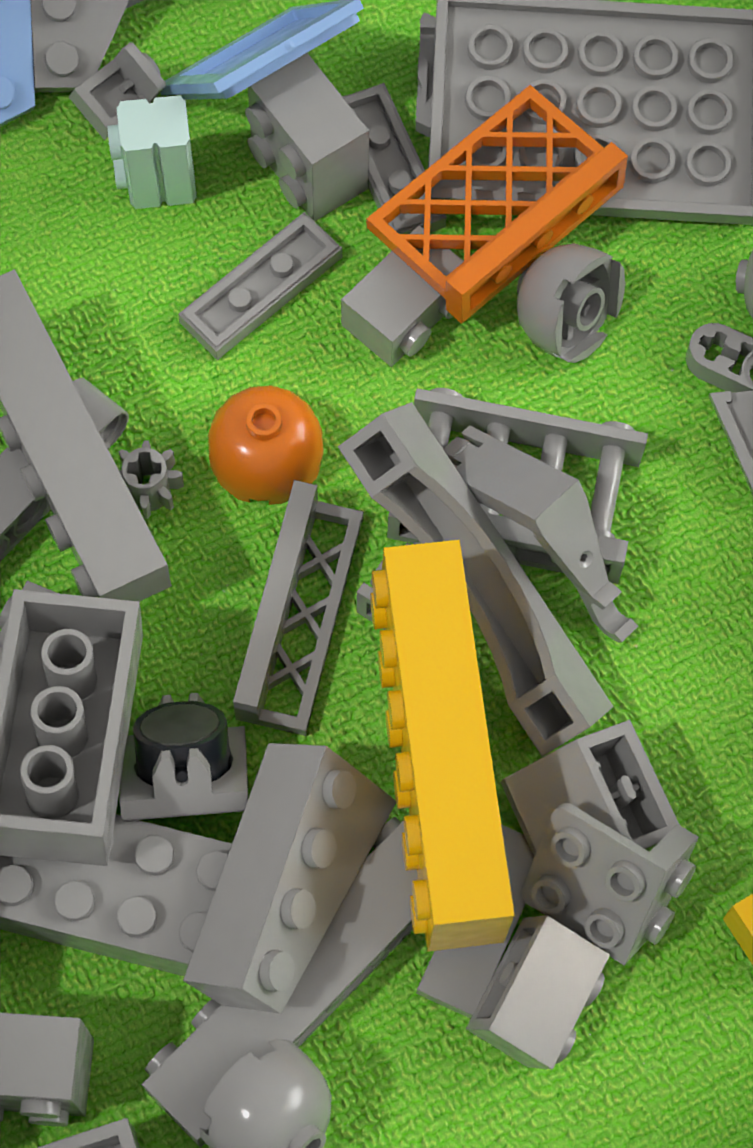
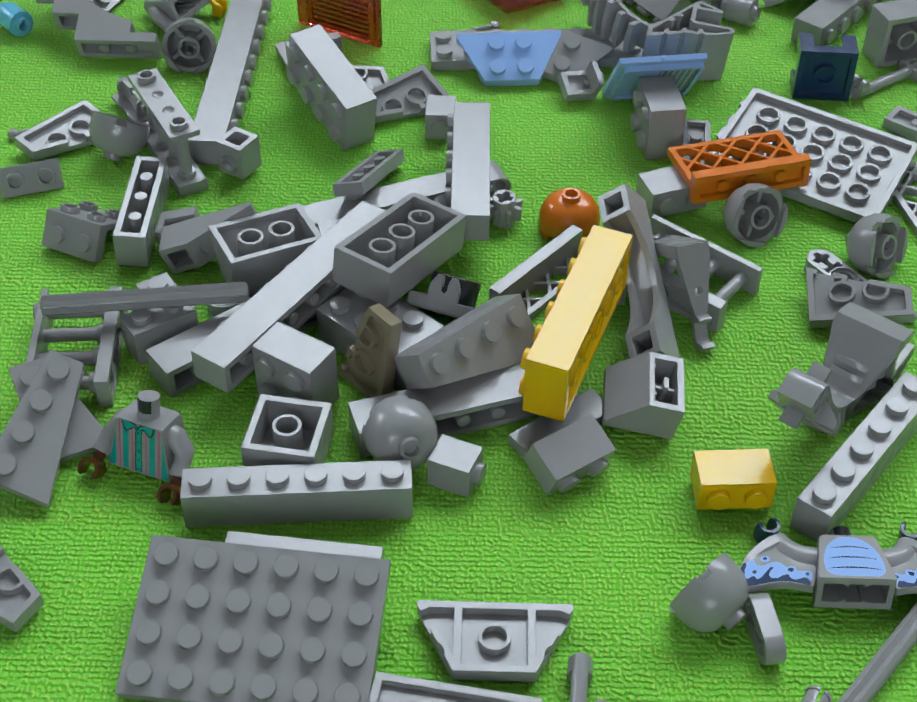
camera: 30 degrees right, 25 degrees down
(135, 973) = (370, 360): none -> dark tan wing
(153, 152) = (582, 100): light aqua brick -> none
(260, 285) = (603, 169): light grey tile -> none
(375, 1103) = (455, 466): none -> light grey brick
(606, 883) = (637, 416): light grey bracket -> none

